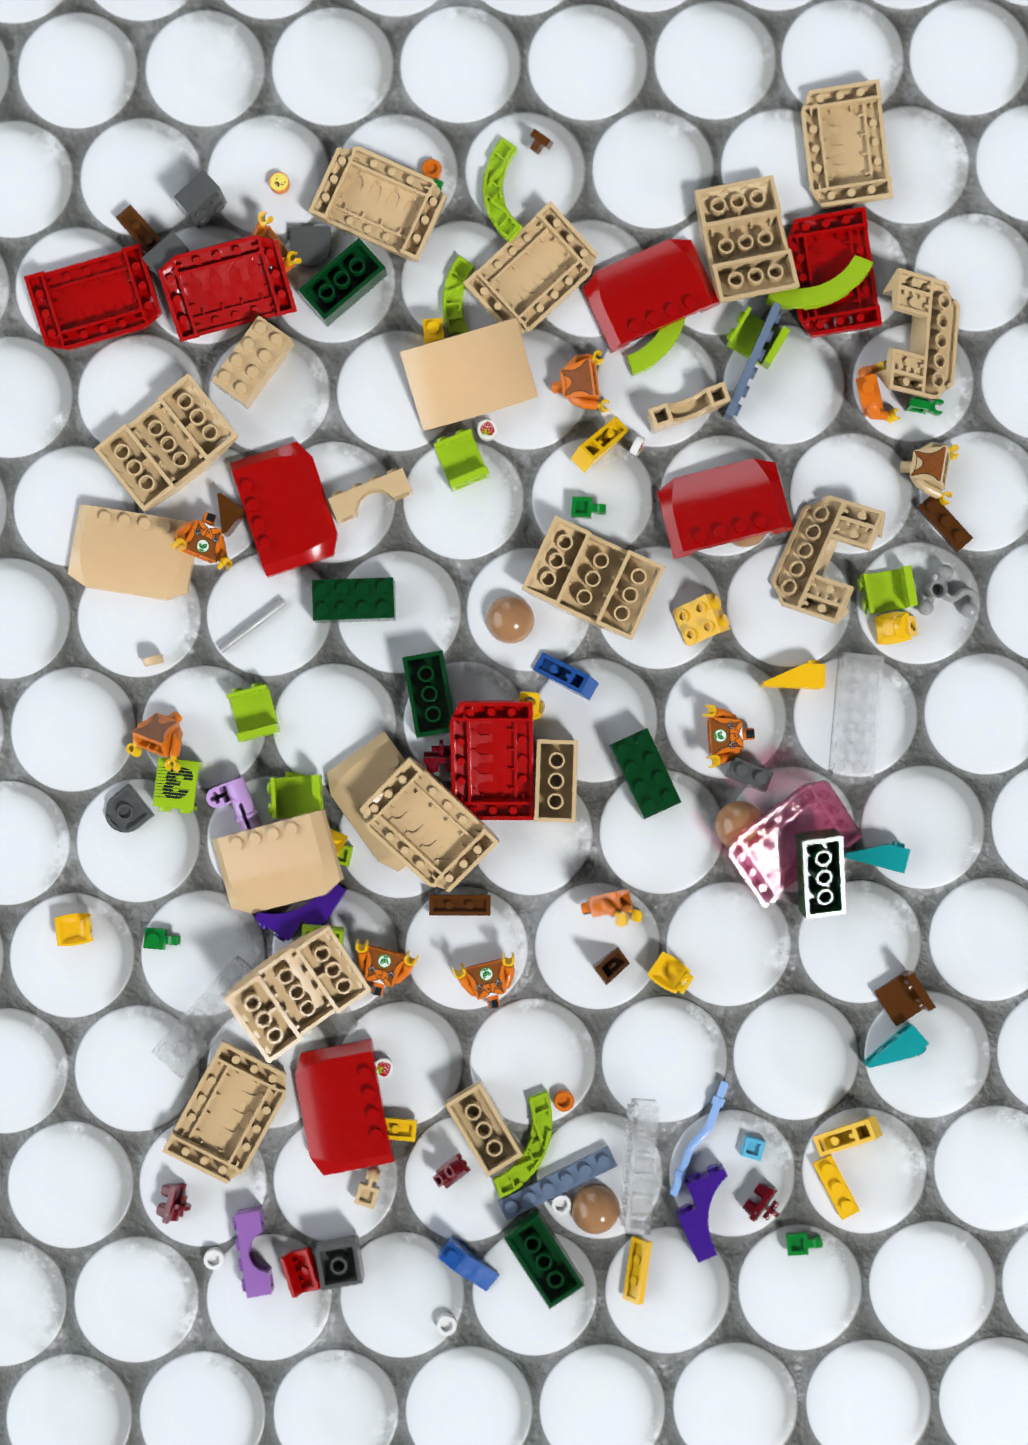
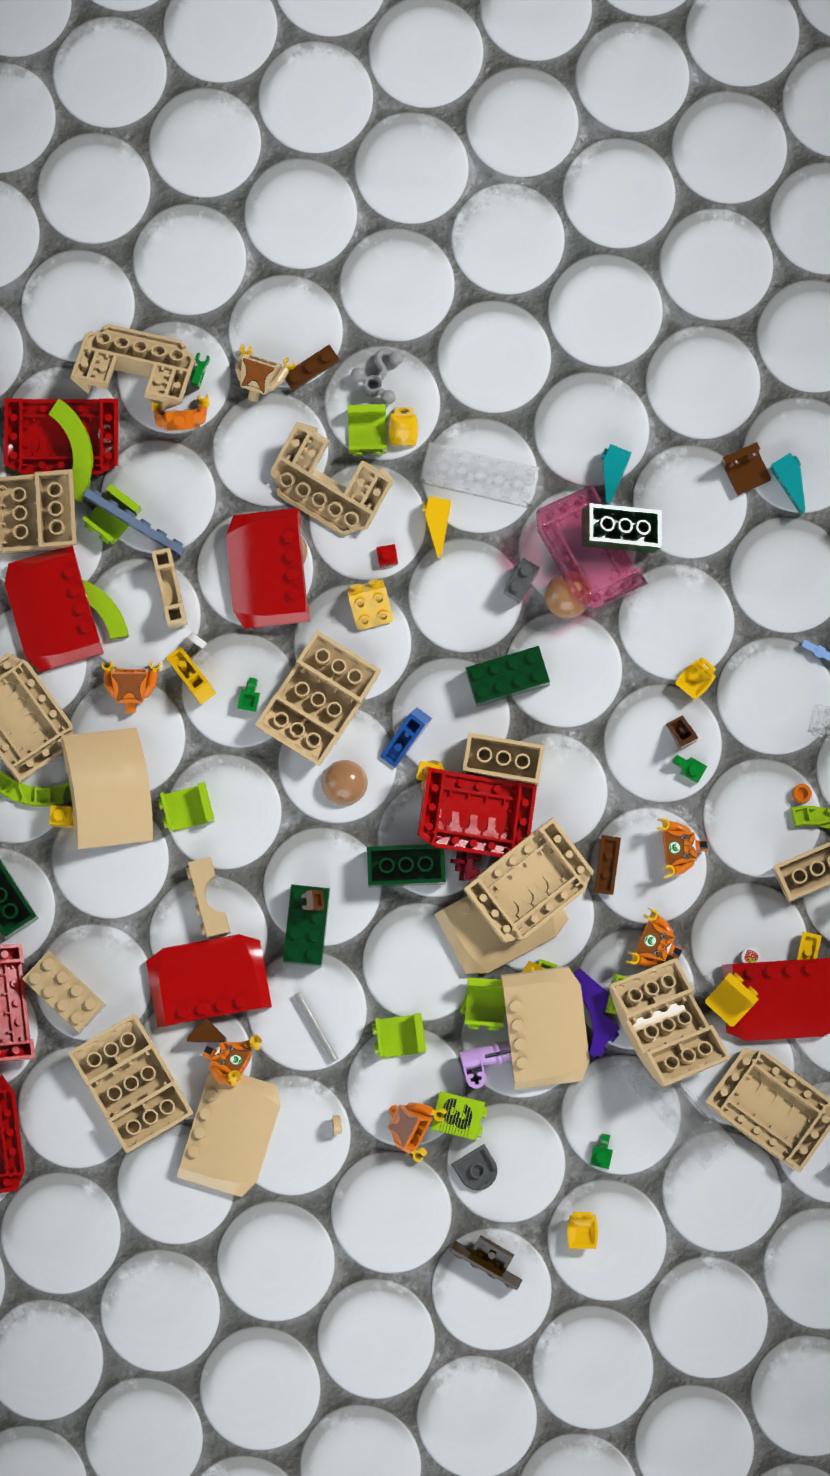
camera: 75 degrees left, 5 degrees down
(34, 835) = (490, 1259): none -> dark brown bracket
(332, 1056) = (732, 999): none -> yellow bracket
(376, 602) = (314, 900): none -> reddish brown tile
(487, 430) = (161, 779): tile -> none
(574, 980) = (691, 769): none -> green plate
(613, 905) = (624, 722): orange torso -> none
(725, 735) = (482, 597): torso -> none
(755, 630) = (387, 555): none -> red plate

